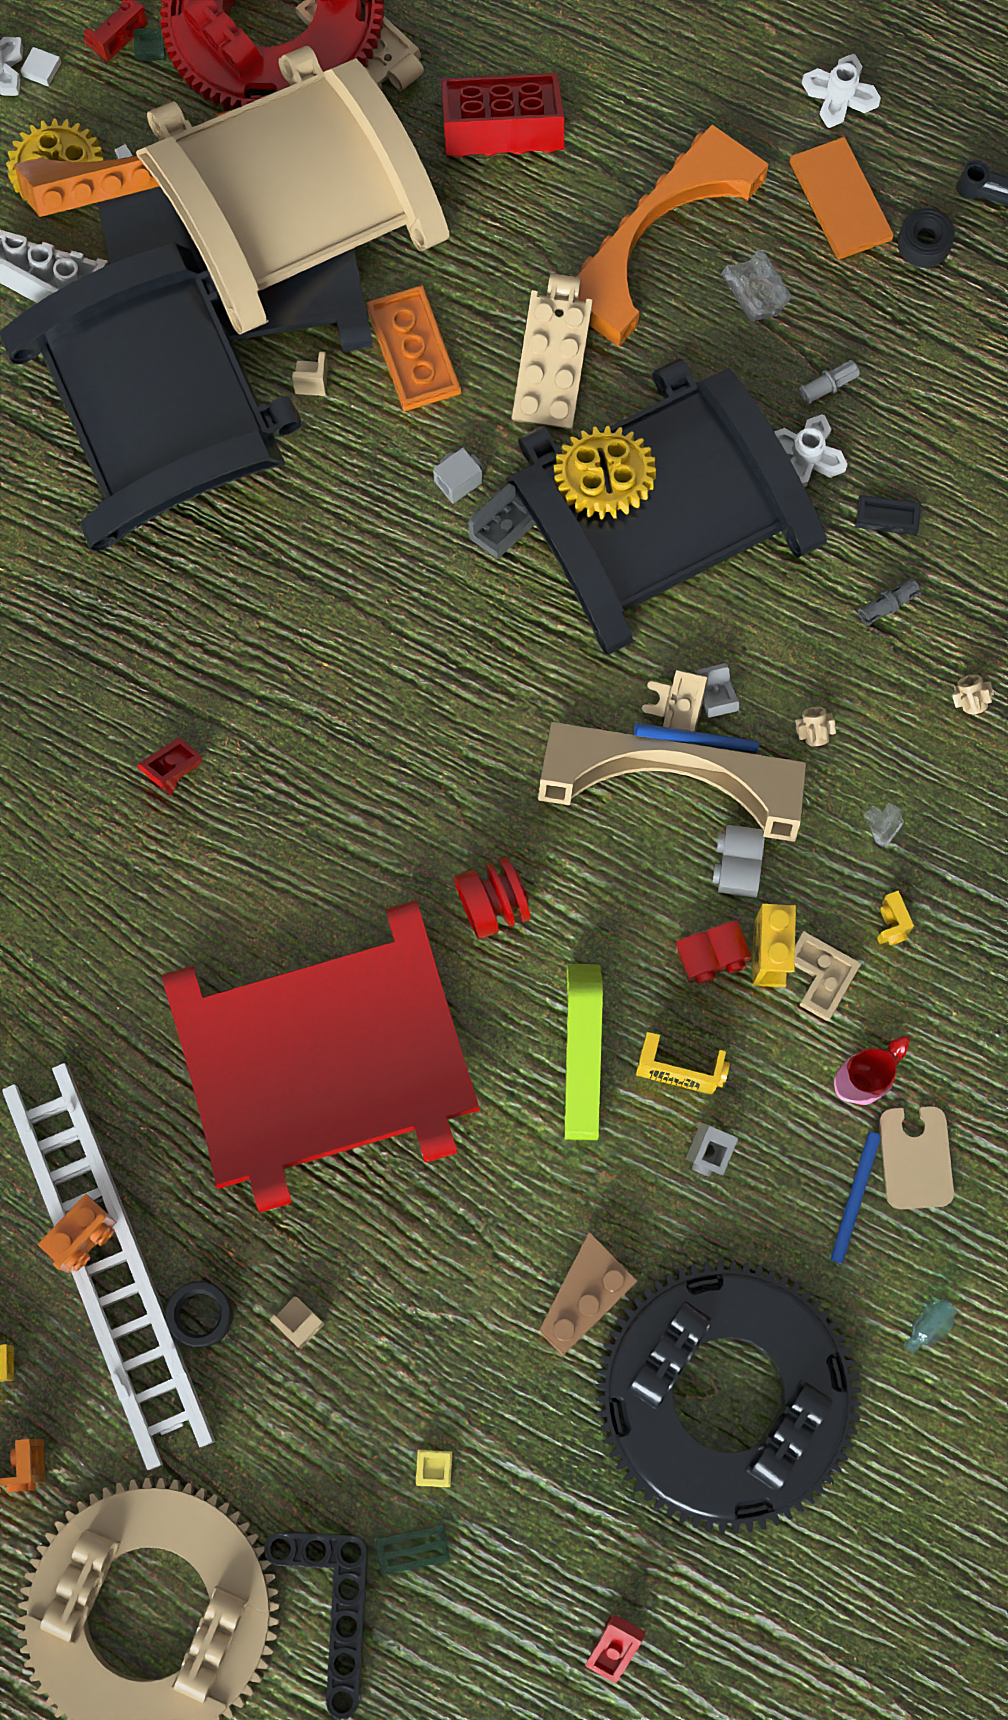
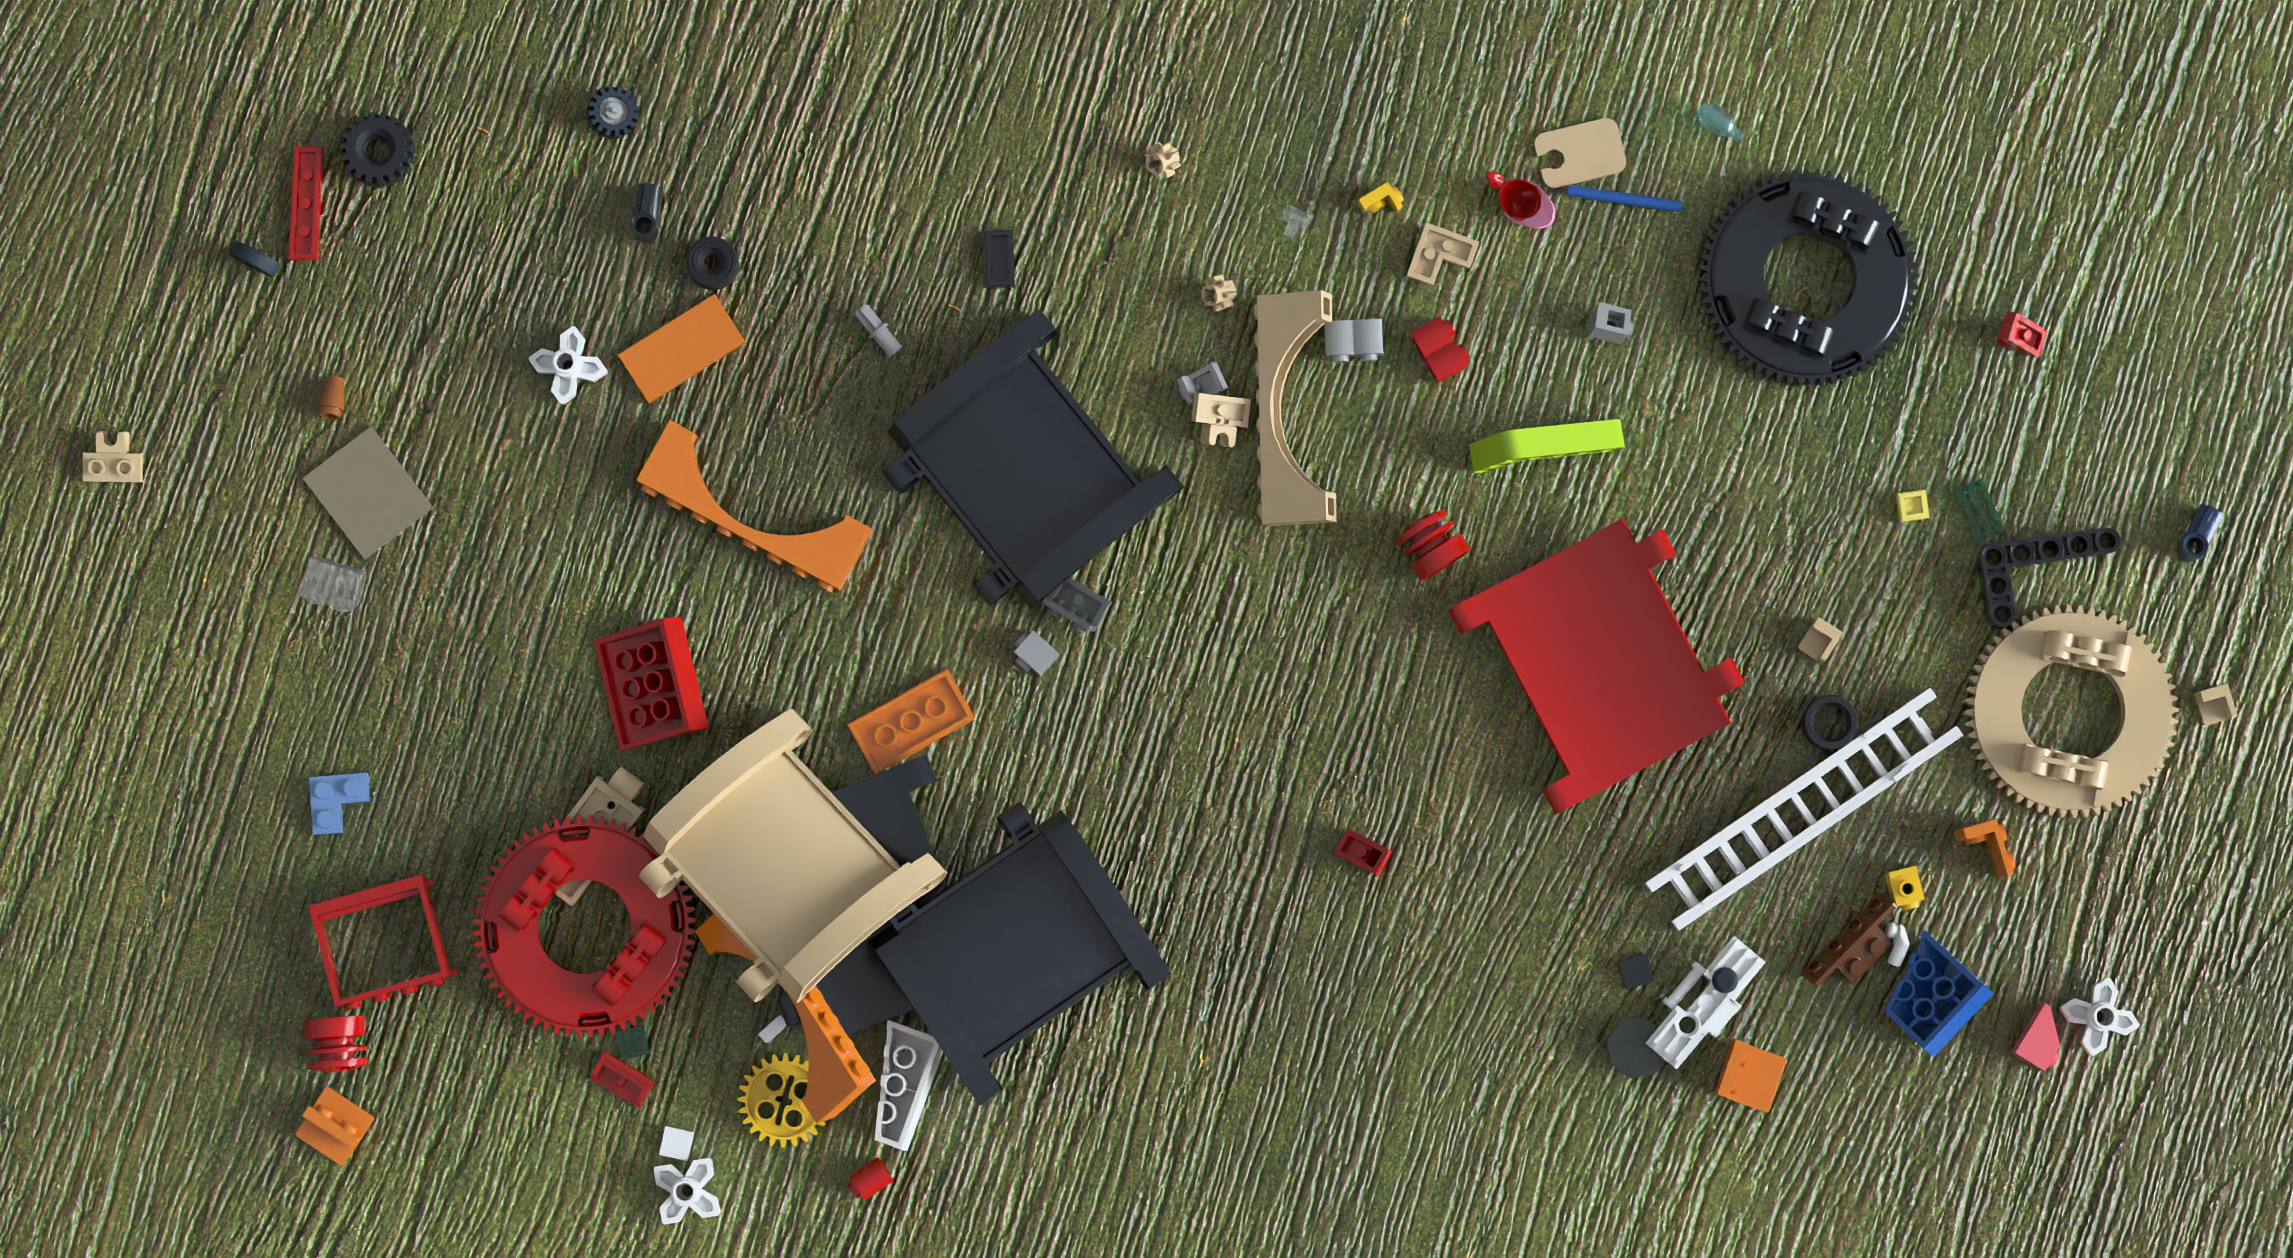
camera: 100 degrees left, 10 degrees up
(77, 1234) = (1790, 832): orange bracket -> none
(311, 376) = (959, 809): tan panel -> none
(552, 355) = (904, 586): tan hinge -> none
(586, 1295) = (1753, 406): medium nougat wedge -> none
(632, 466) = (1029, 539): yellow gear -> none
(679, 1076) = (1549, 387): yellow panel -> none
(696, 738) = (1250, 395): blue bar -> none
(757, 287) = (794, 412): clear bracket -> none
(773, 945) = (1430, 297): yellow panel -> none
(809, 451) = (938, 337): white plant -> none
(889, 601) = (1084, 245): dark grey pin -> none

